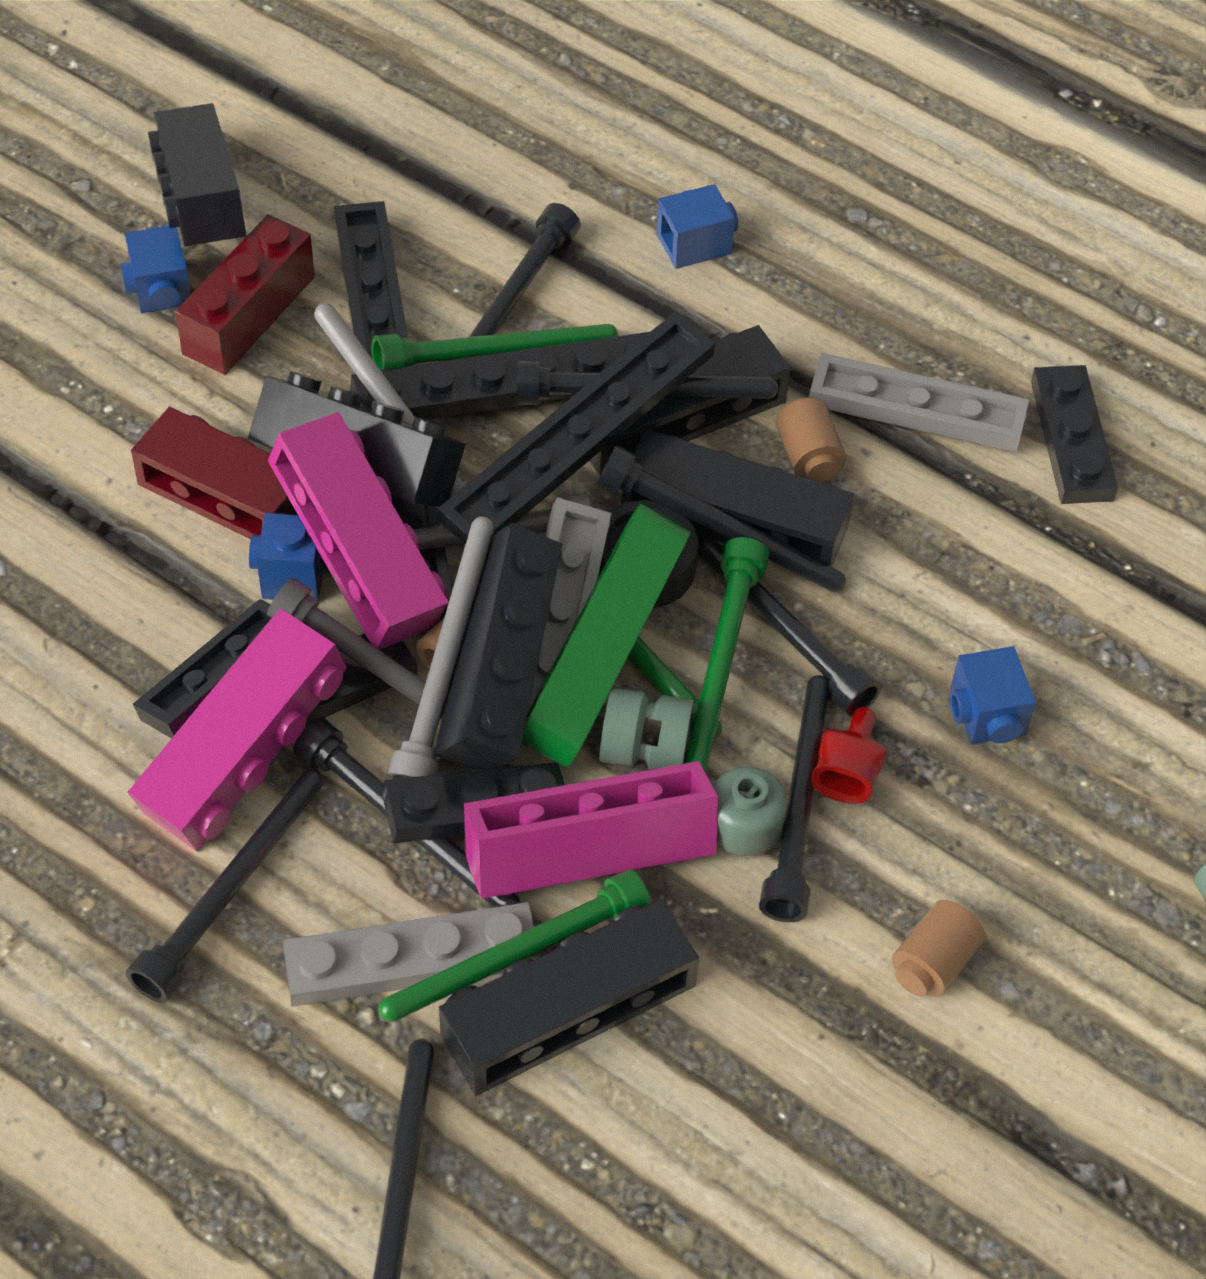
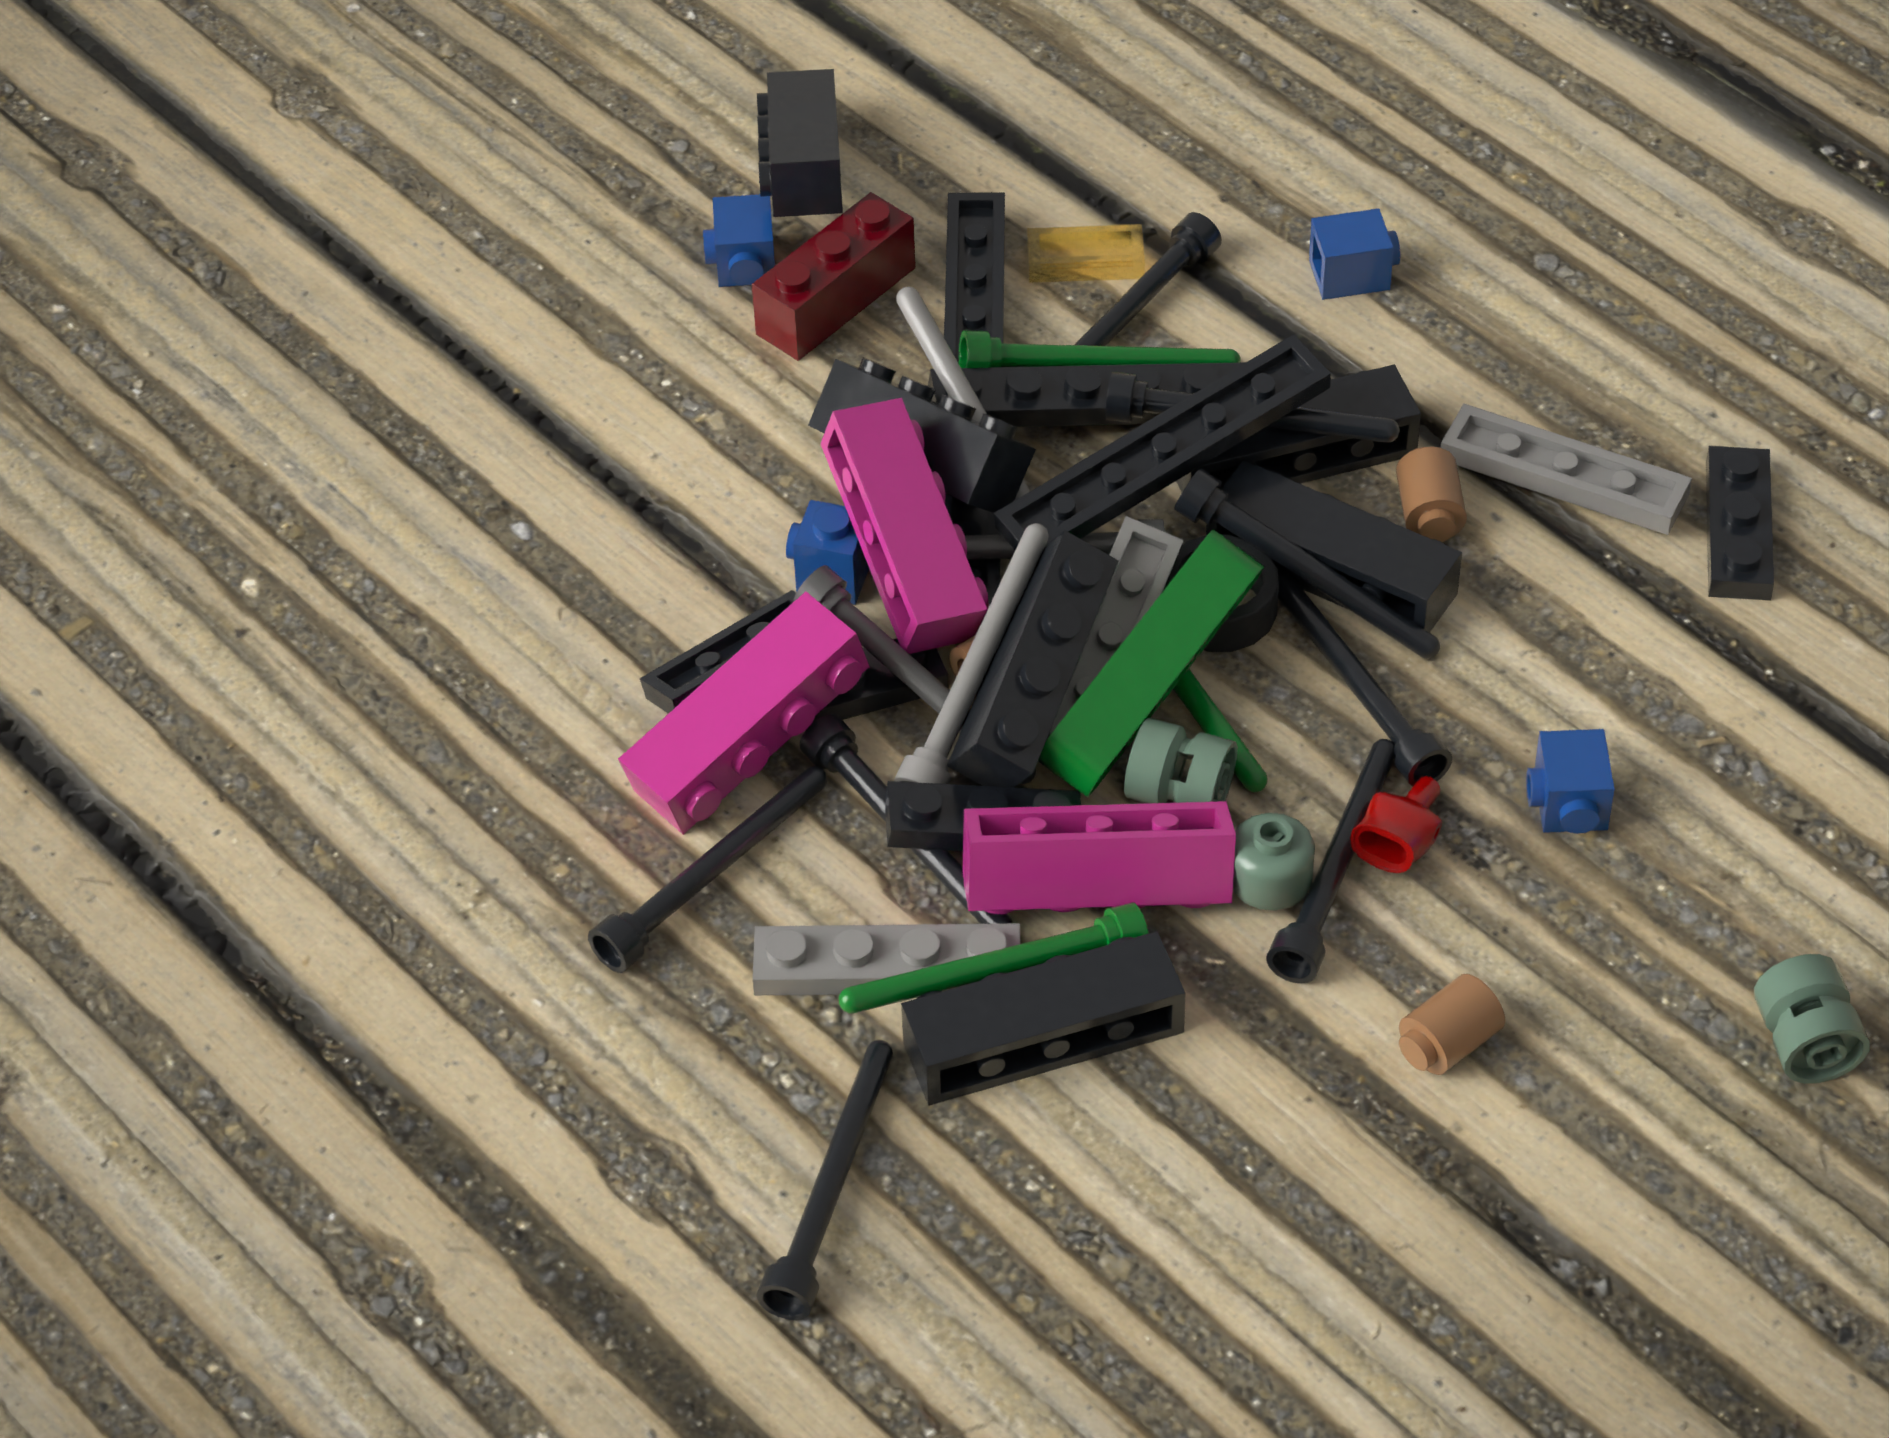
camera: 15 degrees right, 5 degrees down
(209, 472) = (758, 454): dark red brick -> none
(463, 248) = (1085, 253): none -> clear yellow tile
(743, 565) = (1322, 614): green piece -> none

